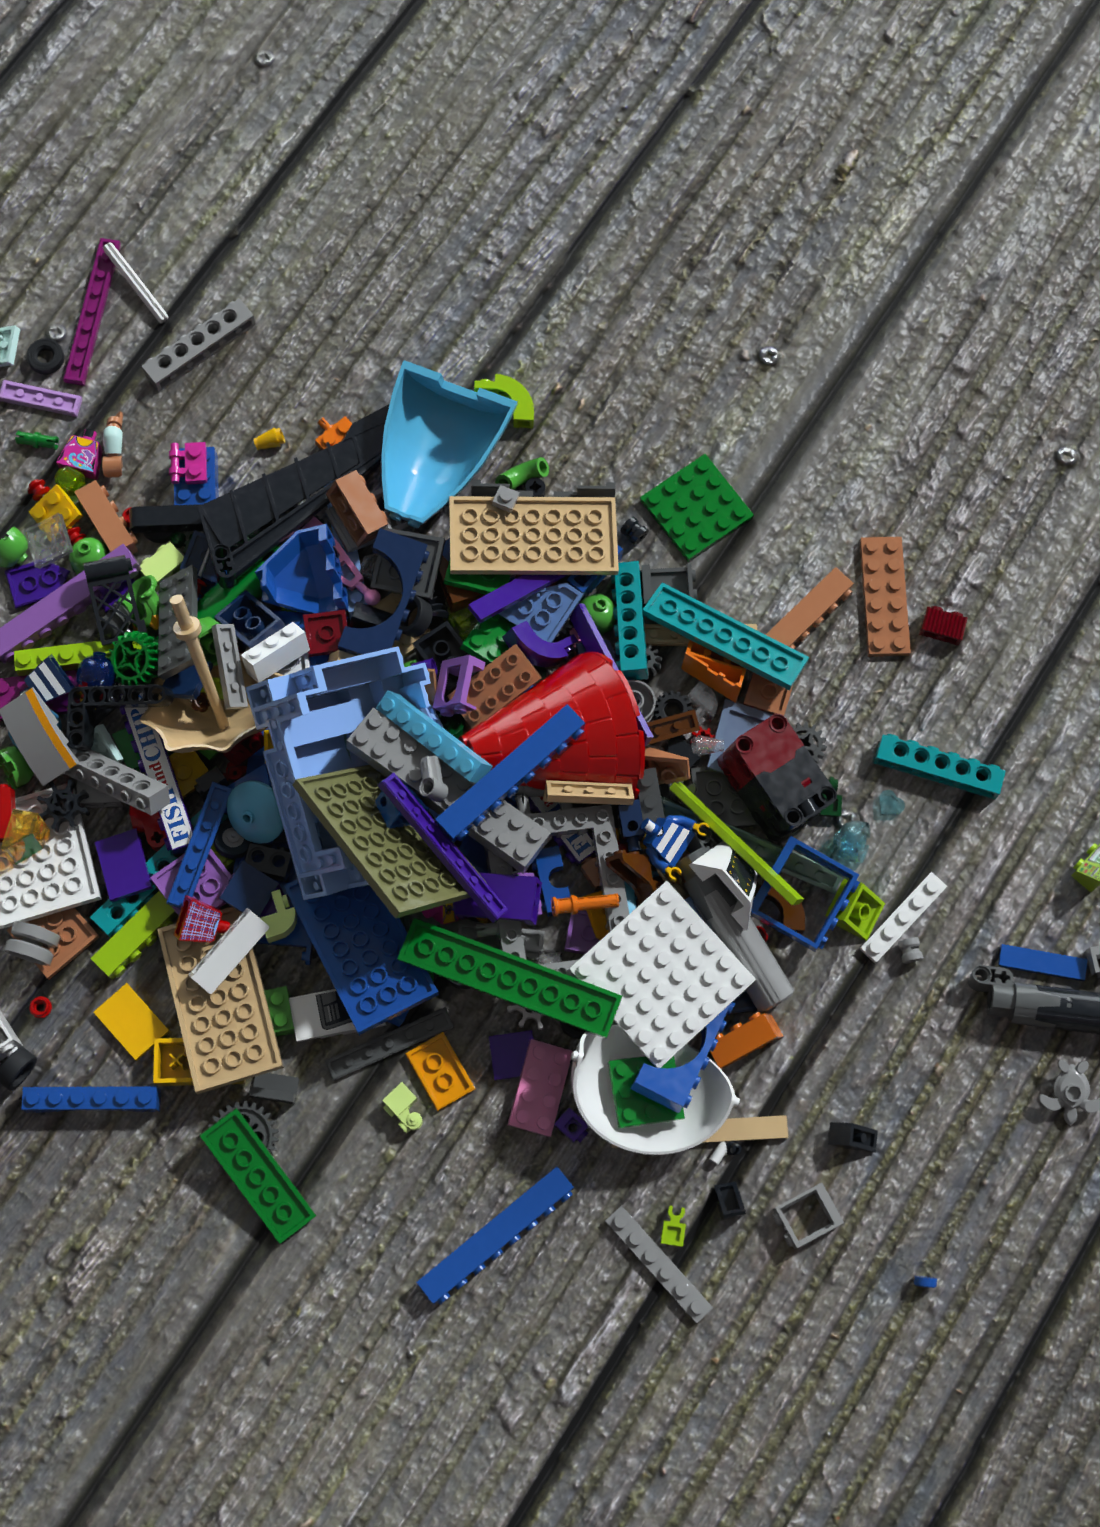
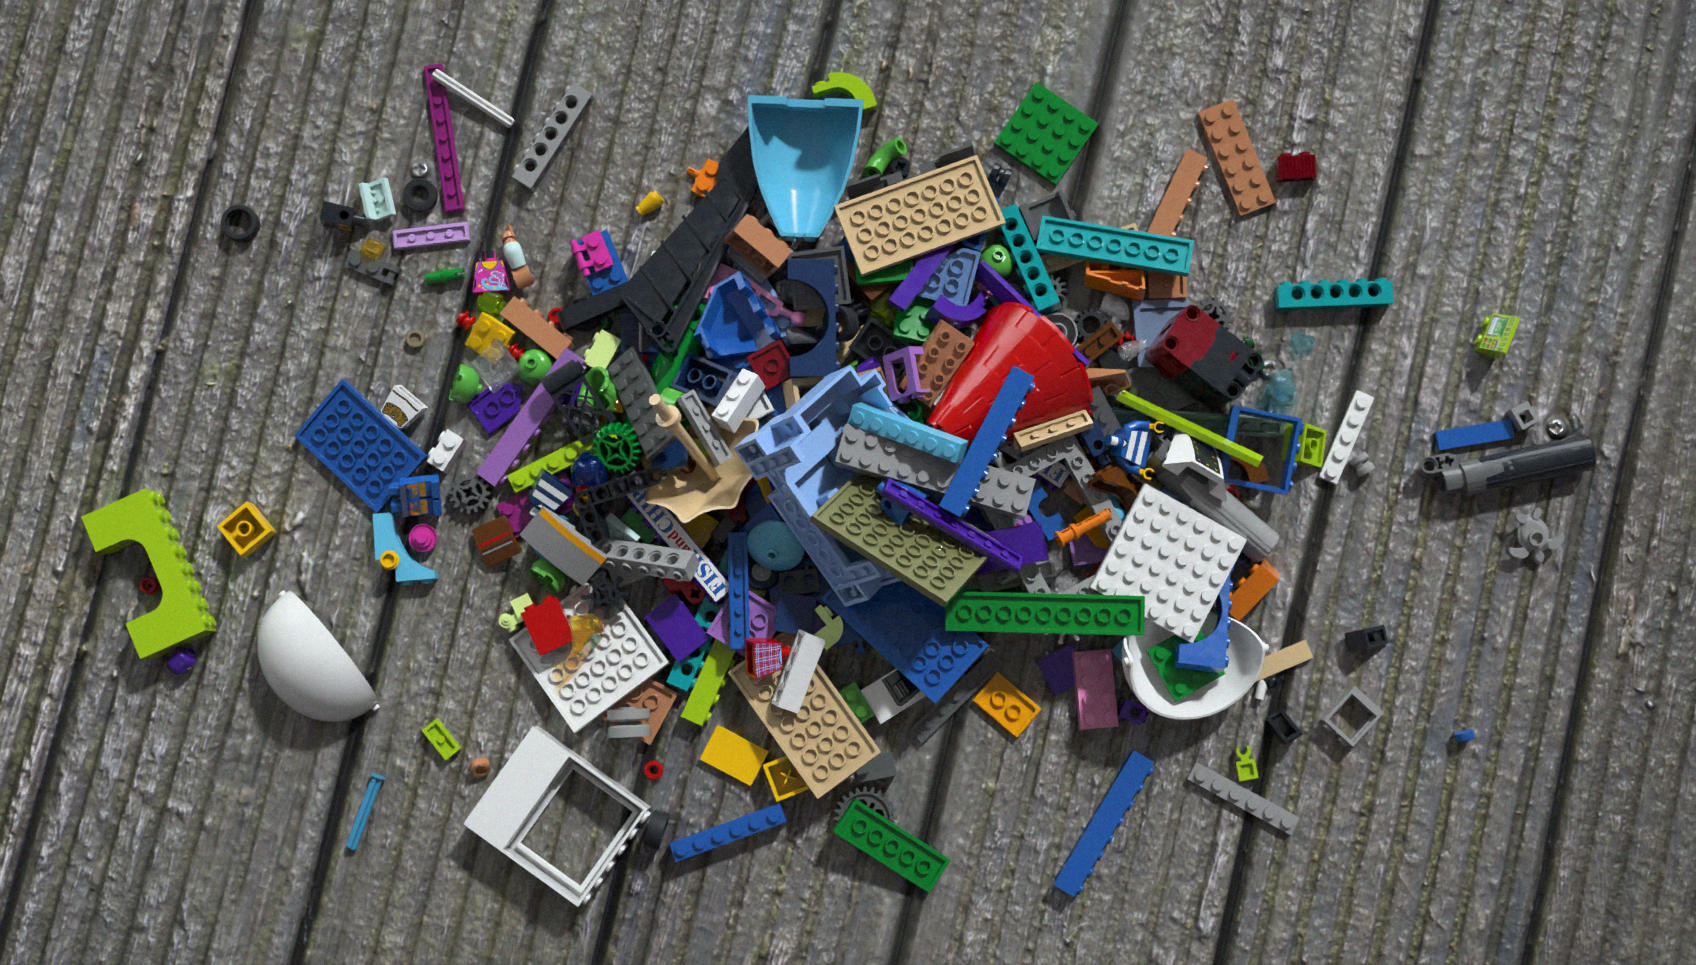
camera: 15 degrees left, 10 degrees up
(398, 1103) = (984, 744): yellowish green brick -> none
(432, 783) = (922, 471): light grey piece -> none
(505, 499) = (884, 191): light grey plate -> none

